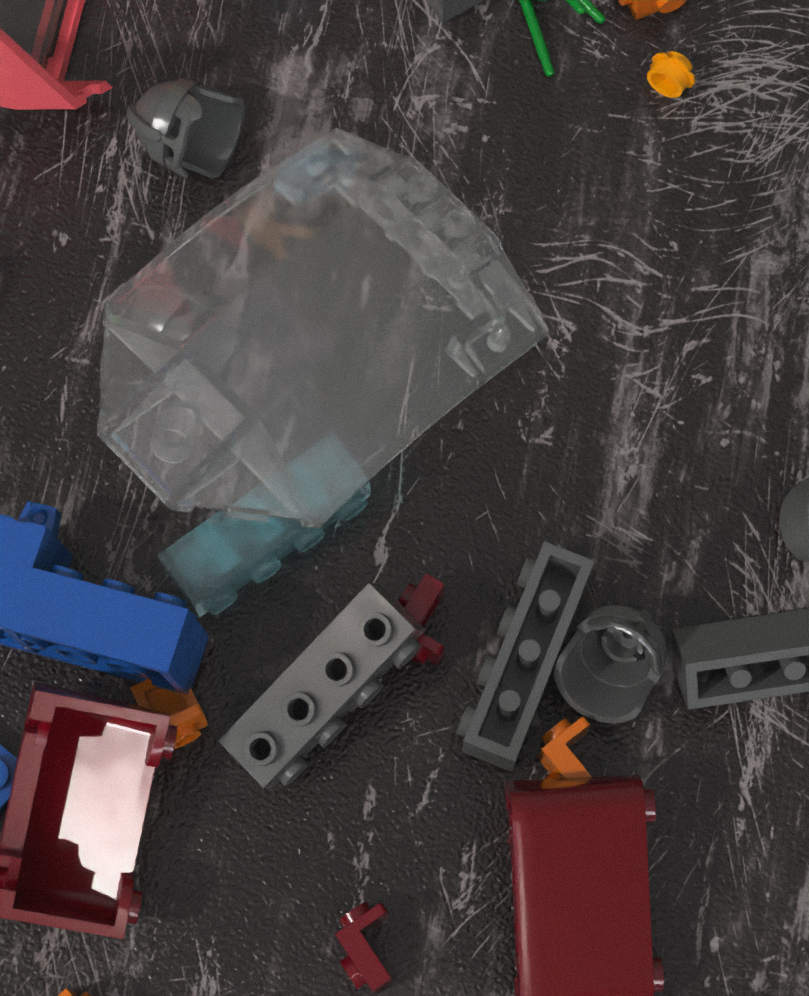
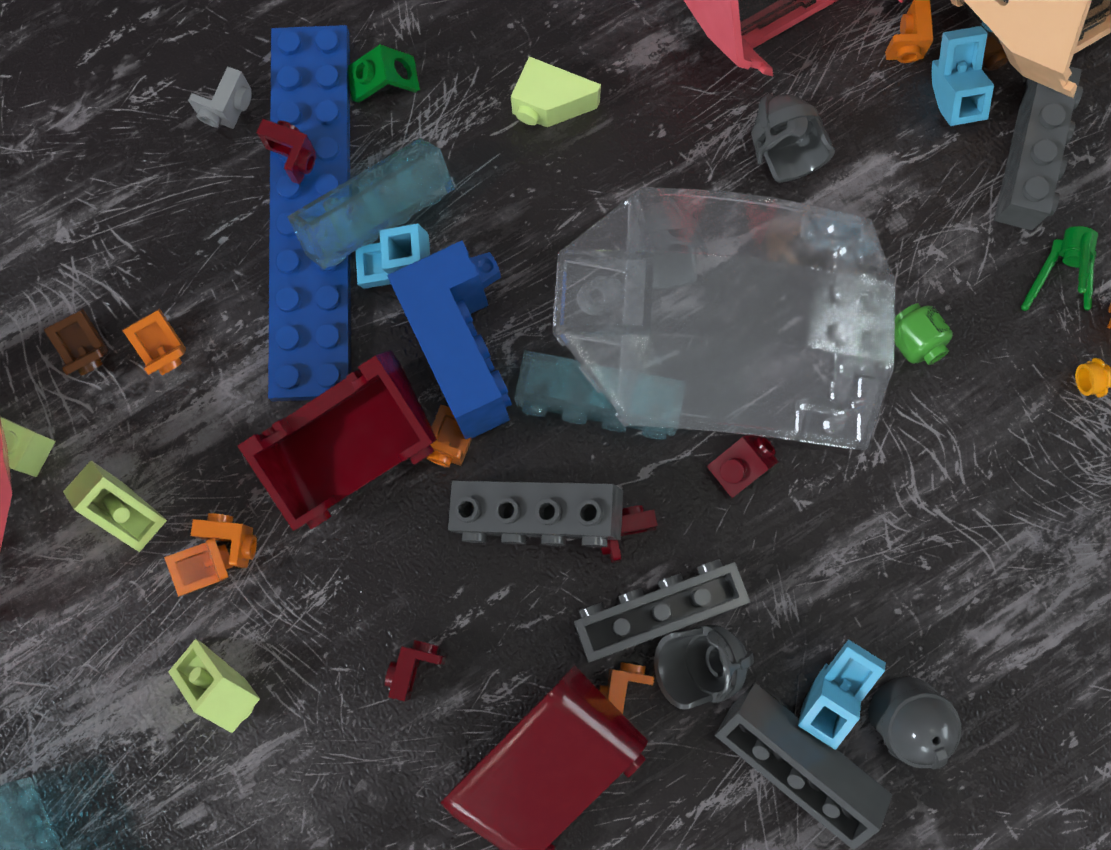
camera: 50 degrees right, 5 degrees up
(457, 454) = (743, 463): none -> dark red bracket
(489, 183) = (922, 334): none -> bright green head
(748, 563) = (837, 693): none -> medium azure brick

